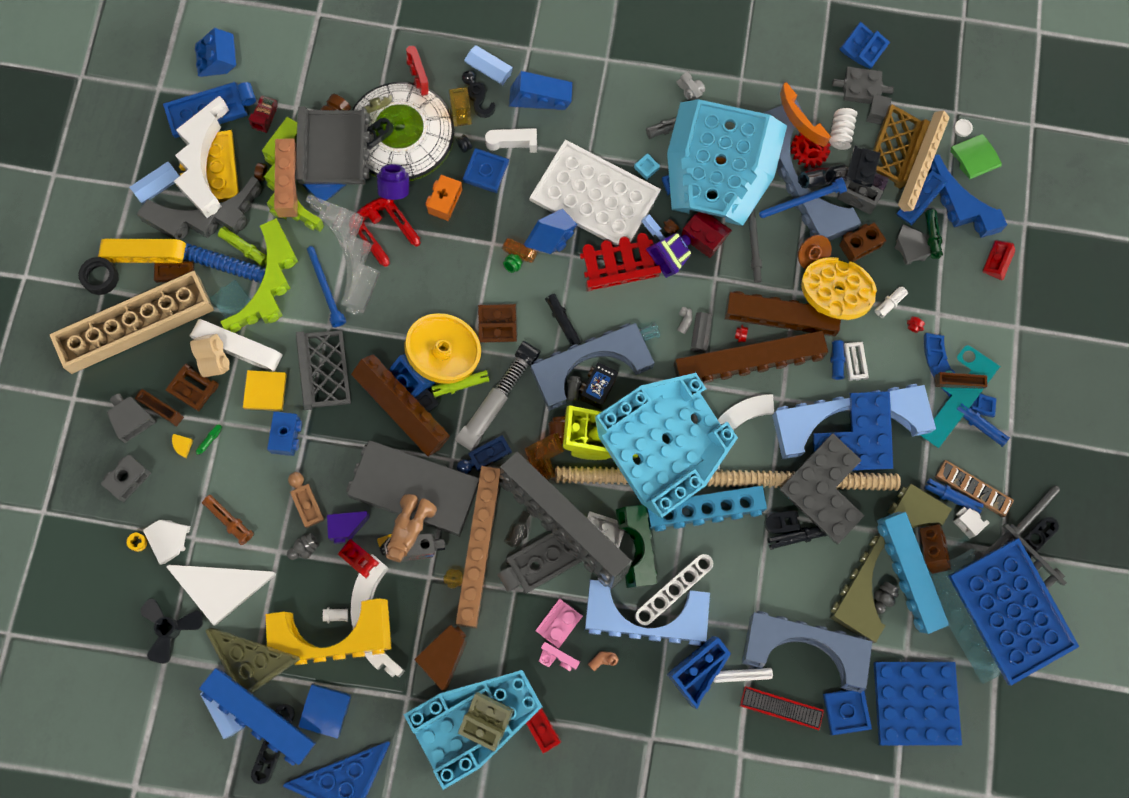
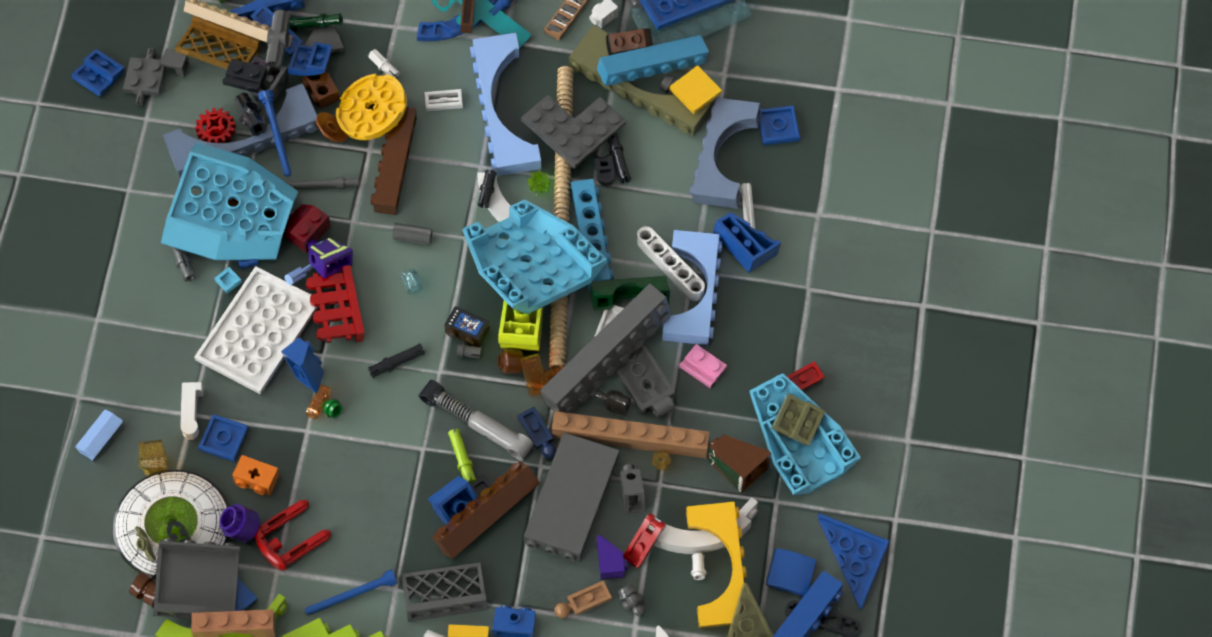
camera: 85 degrees left, 10 degrees down
(345, 226) = (290, 566): clear arch -> none
(383, 543) = (627, 524): sticker -> none
(407, 530) = (619, 486): medium nougat piece -> none
(417, 70) = (104, 503): red plate -> none
(442, 348) = (426, 470): yellow dish -> none
(464, 143) = (192, 457): black bush -> none
(477, 93) = (129, 446): black piece -> none
(497, 323) = (397, 424): reddish brown slope -> none
(540, 92) = (138, 381): blue wedge -> none
(550, 653) = (732, 370): bright pink hinge -> none
(605, 658) = (735, 326): nougat arm -> none
(622, 344) = (453, 368): sand blue arch -> none
(670, 227) = (297, 259): reddish brown plate -> none
(687, 320) = (395, 246): light grey arm -> none
(692, 89) = (138, 235): light grey plate -> none
(741, 334) = (414, 197): red plate -> none
(752, 402) = (487, 188): none -> black pin
(754, 357) = (440, 190): reddish brown brick -> none
(759, 459) = (538, 182): none -> clear neon green gear
(781, 708) = (777, 178): tile -> none
(814, 133) = (187, 132): orange slope -> none
(838, 360) = (443, 114): blue pin -> none
(843, 128) = (195, 97): white piece -> none
(870, 430) = (516, 88): blue plate -> none
(877, 617) = (695, 89): none -> yellow tile
(888, 227) = (309, 60): none -> blue slope
(905, 192) = (278, 38): none -> dark grey piece
(915, 324) = (408, 45): red plate -> none
(917, 703) = (770, 68): blue plate -> none
(946, 492) = (576, 30): blue pin -> none

